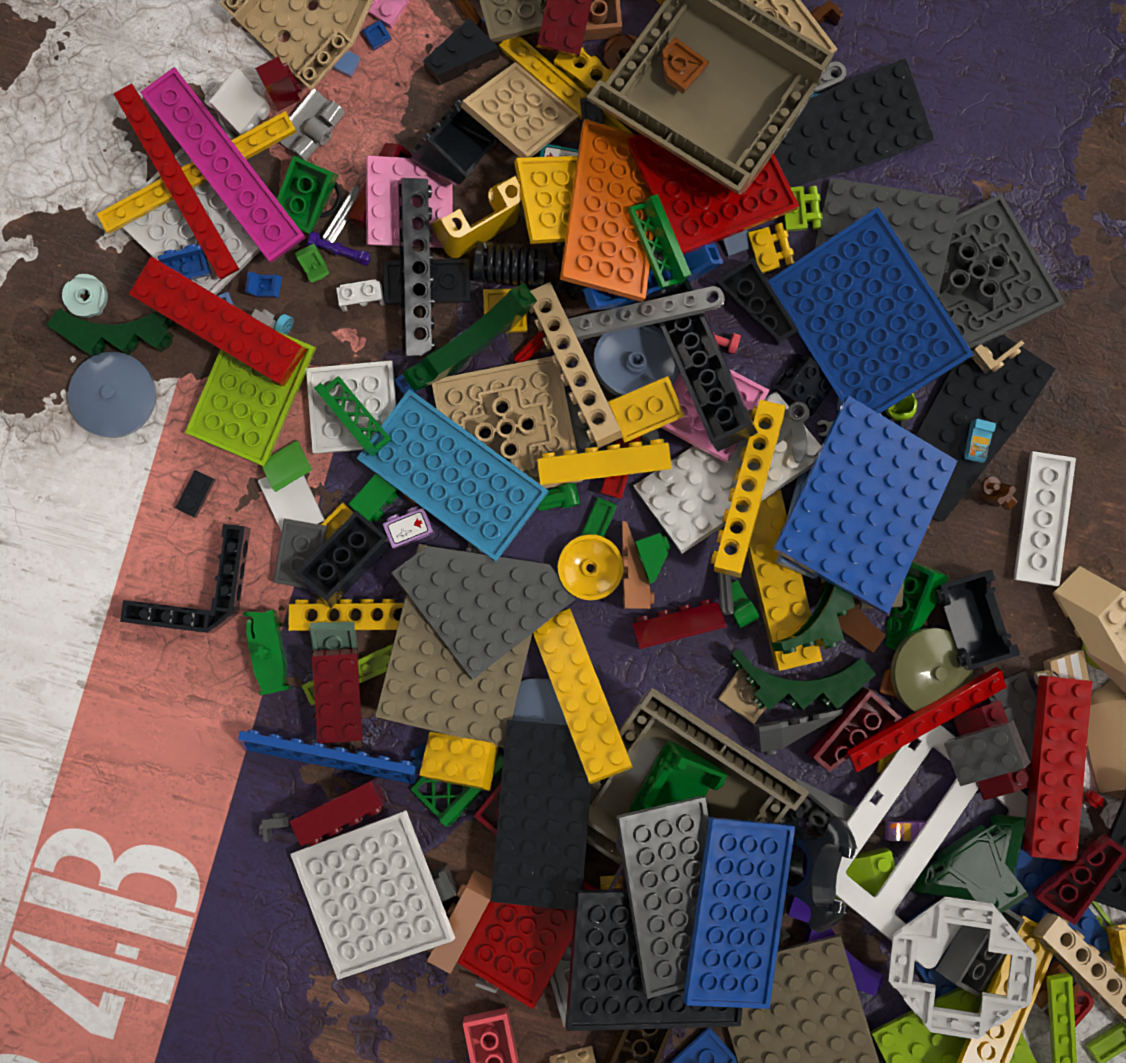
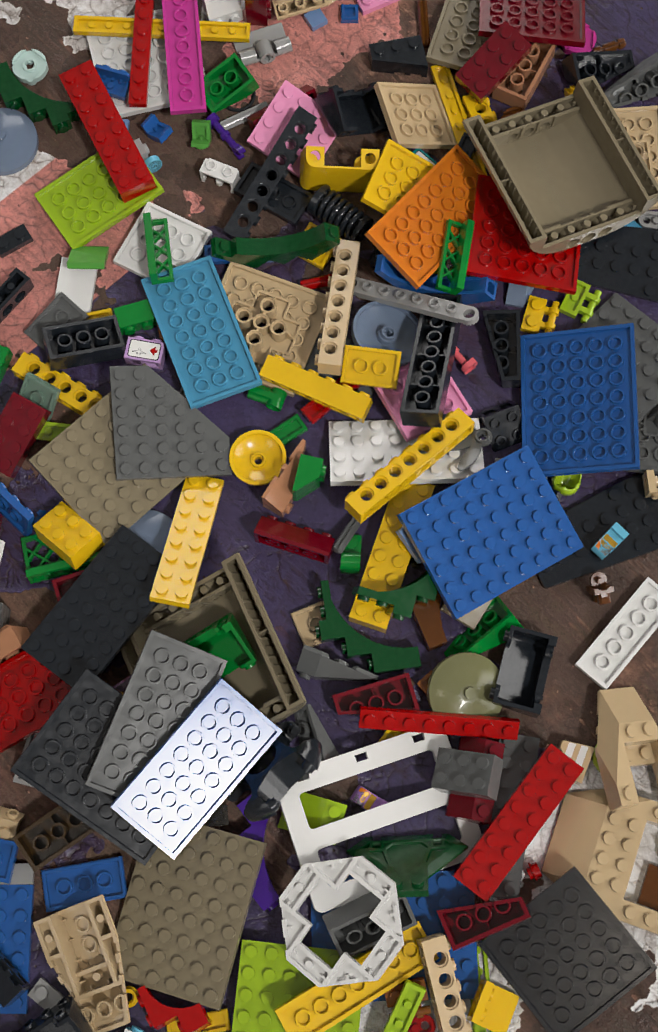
camera: 30 degrees right, 10 degrees down
(681, 65) = (550, 146): dark orange plate -> none

